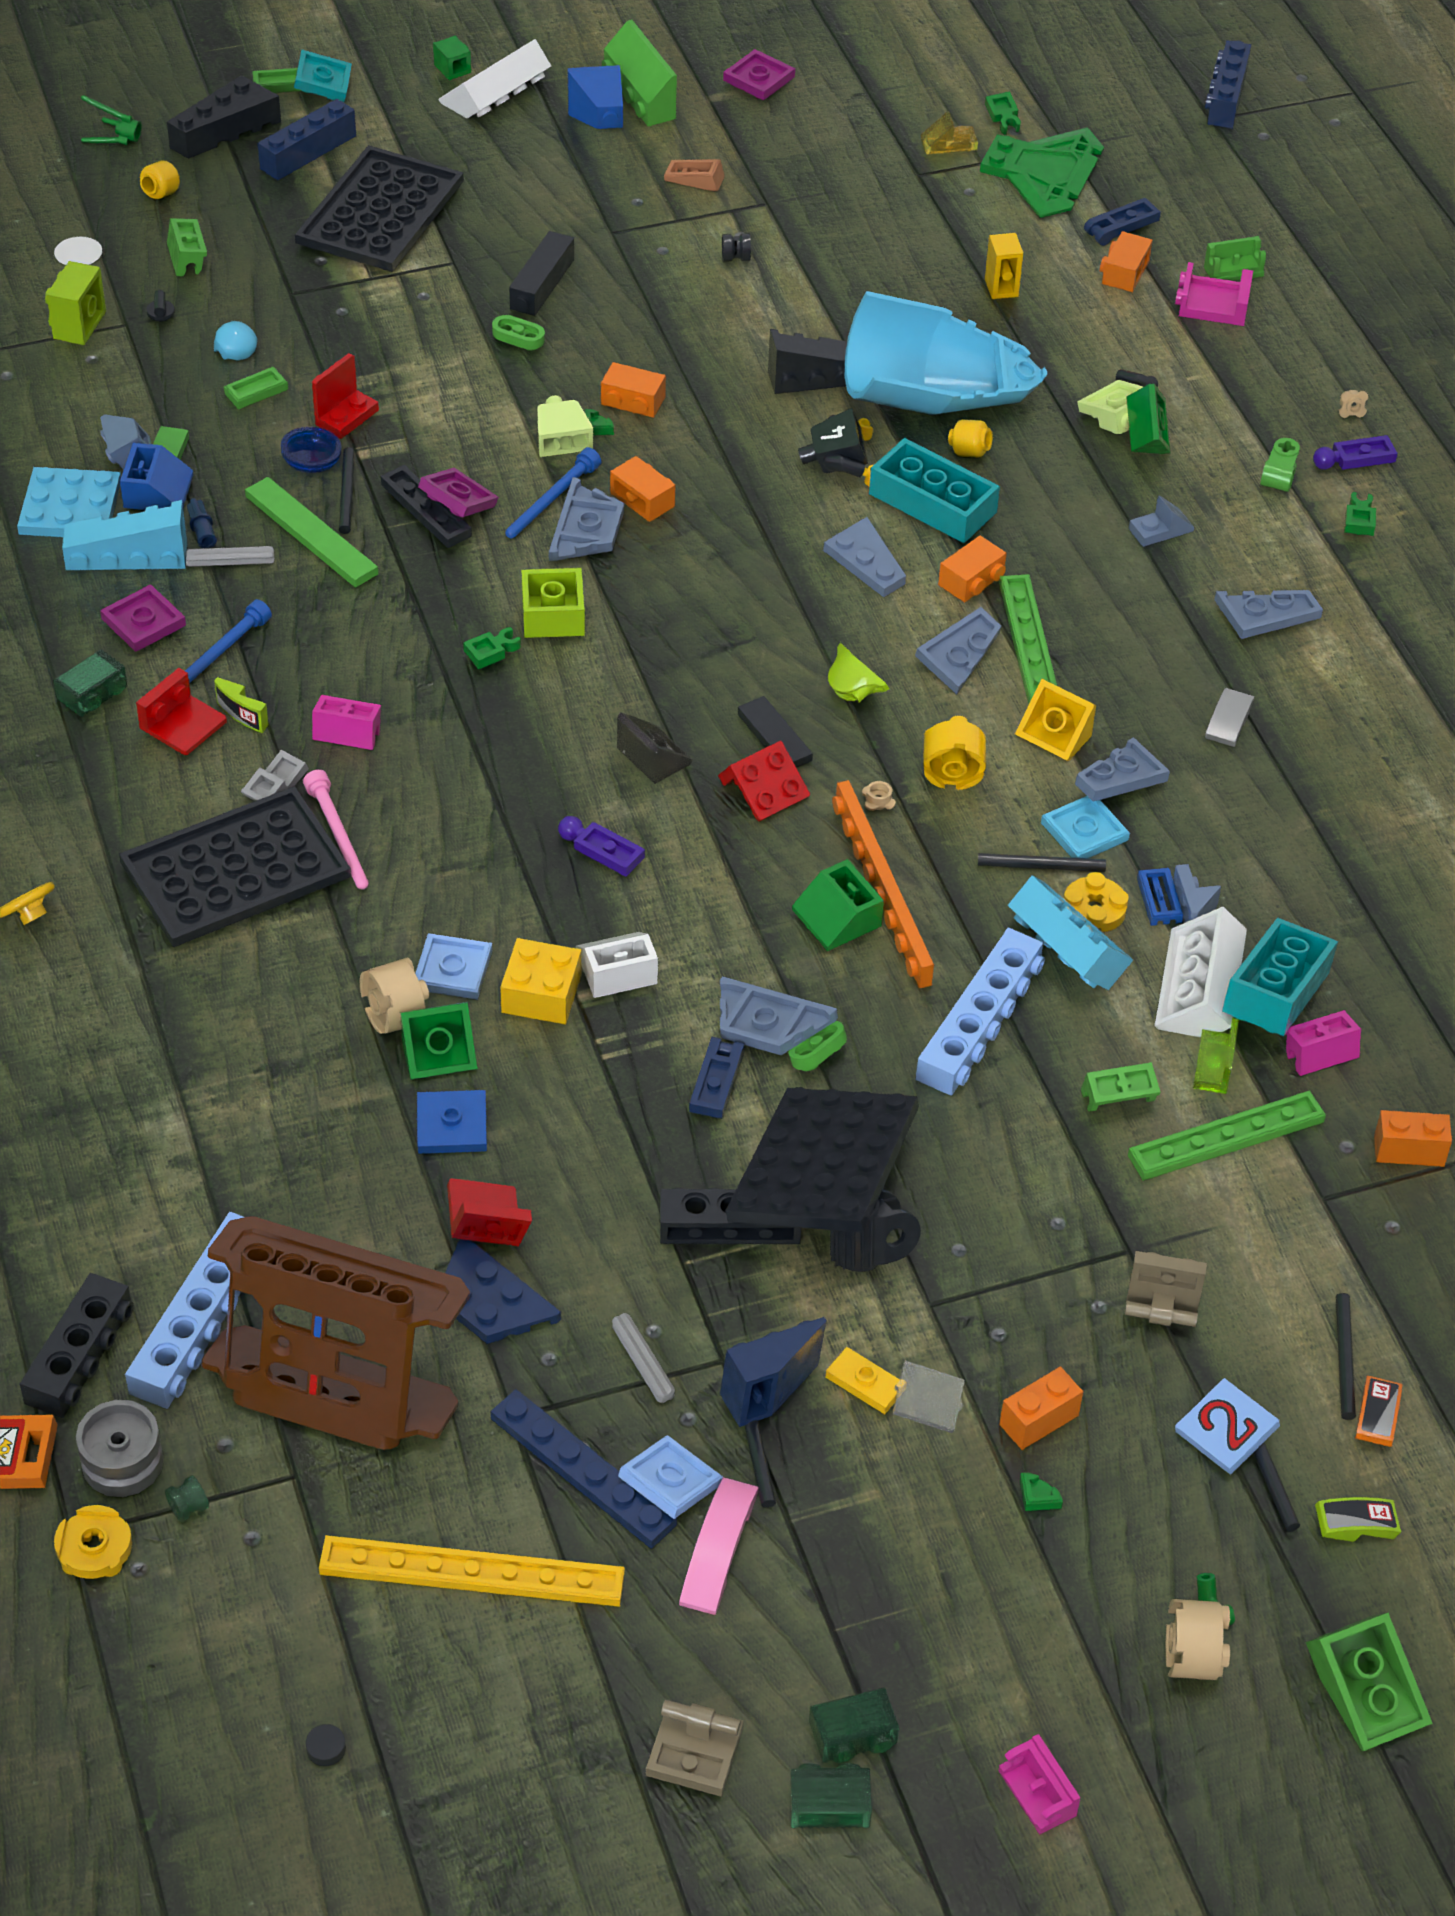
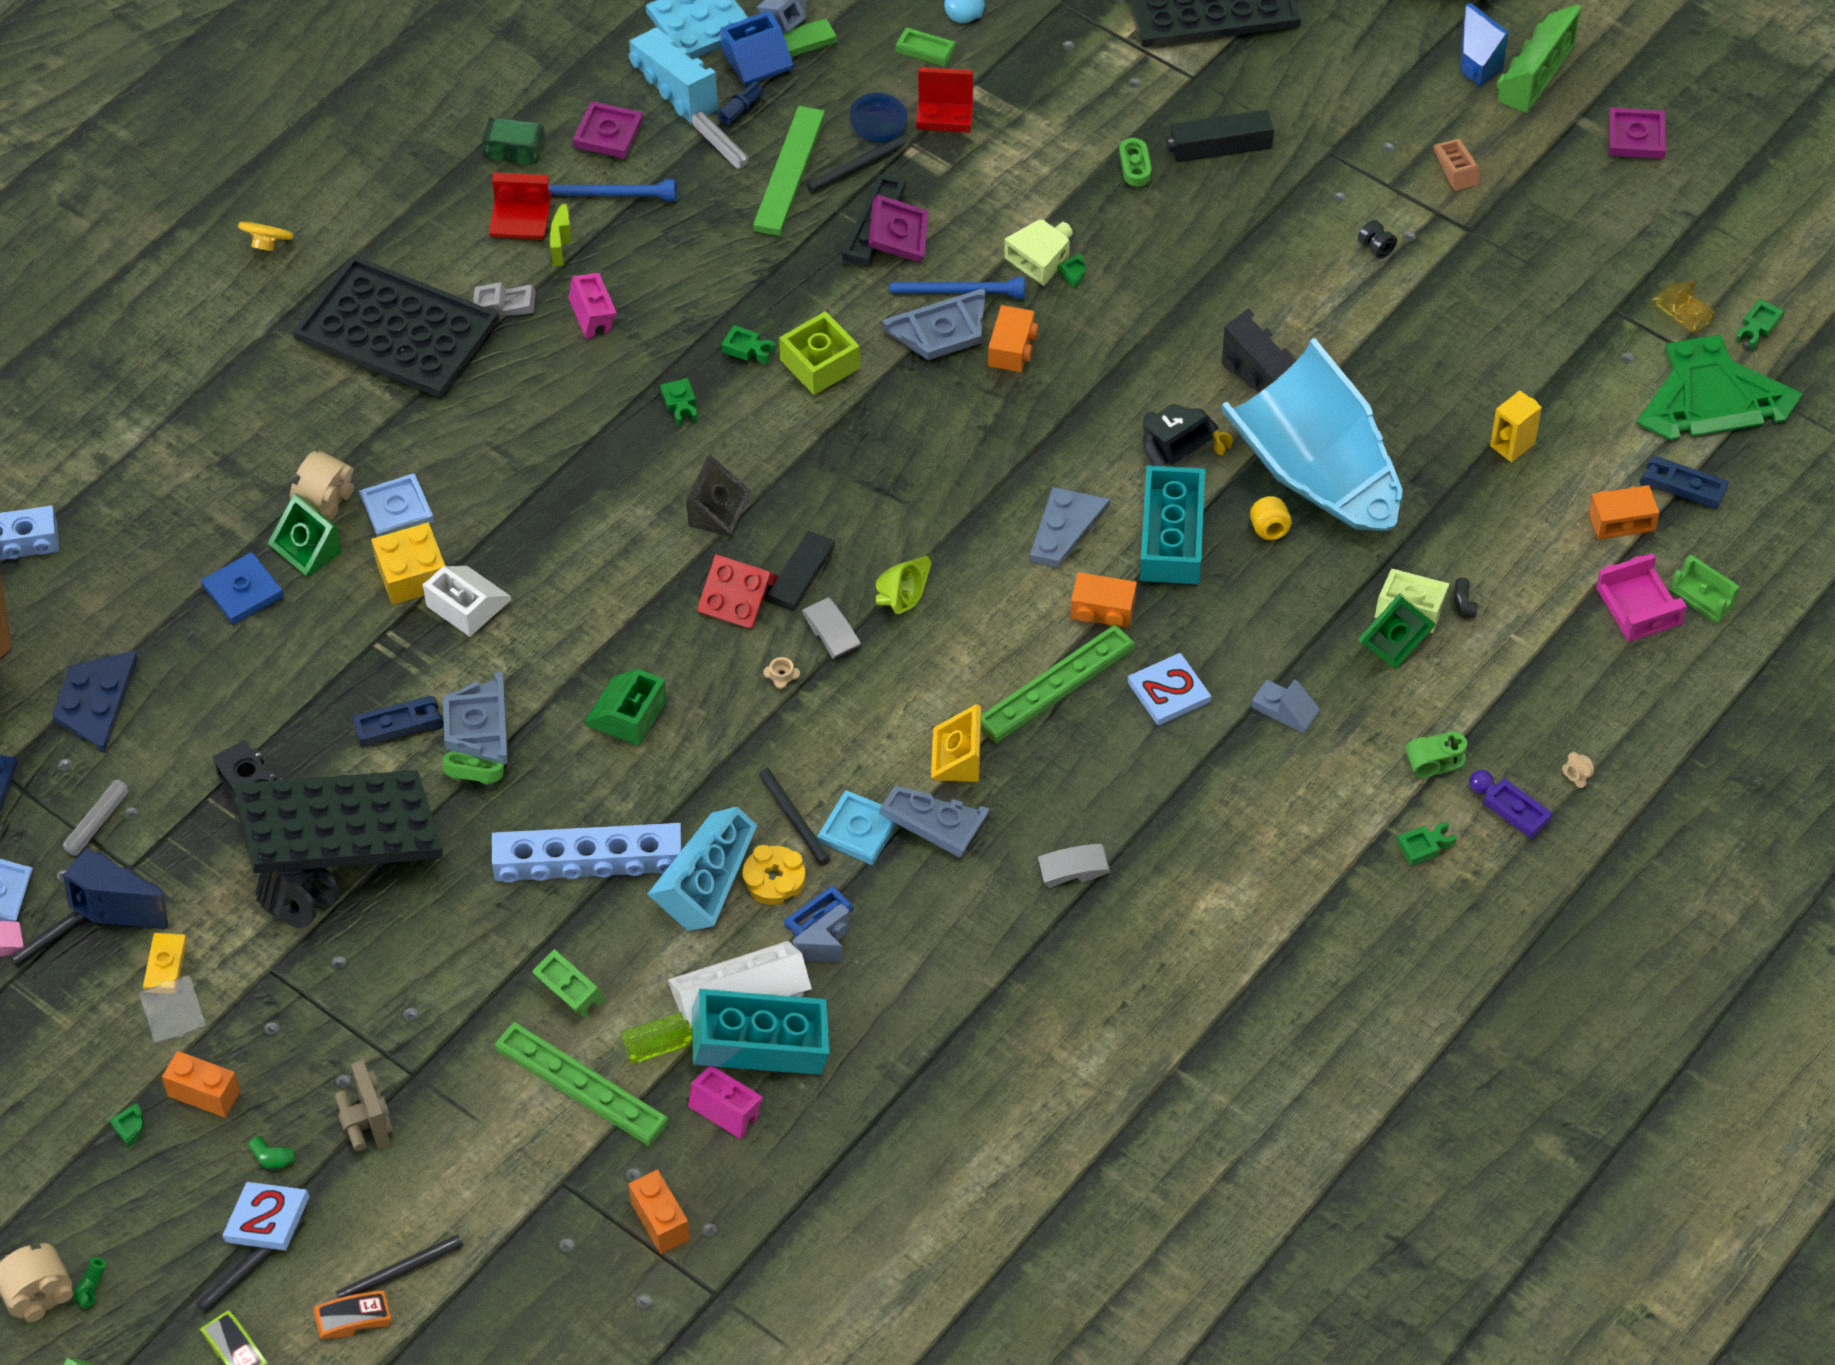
camera: 60 degrees right, 5 degrees up
(318, 786) = (514, 327): bright pink piece -> none
(486, 1212) = (160, 650): red bracket -> none
(507, 720) = (679, 399): none -> green plate
(602, 845) = (585, 526): dark purple plate -> none
(633, 389) = (1127, 269): orange brick -> none
(850, 740) = (832, 627): none -> light grey slope
(879, 874) = (679, 722): orange plate -> none
(954, 753) = (854, 692): yellow brick -> none
(959, 648) = (1000, 640): sand blue wing -> none
(1090, 579) = (1169, 689): none -> light blue tile
(1157, 1395) = (271, 1156): none -> green arm
(1265, 613) = (1230, 829): sand blue wing -> none

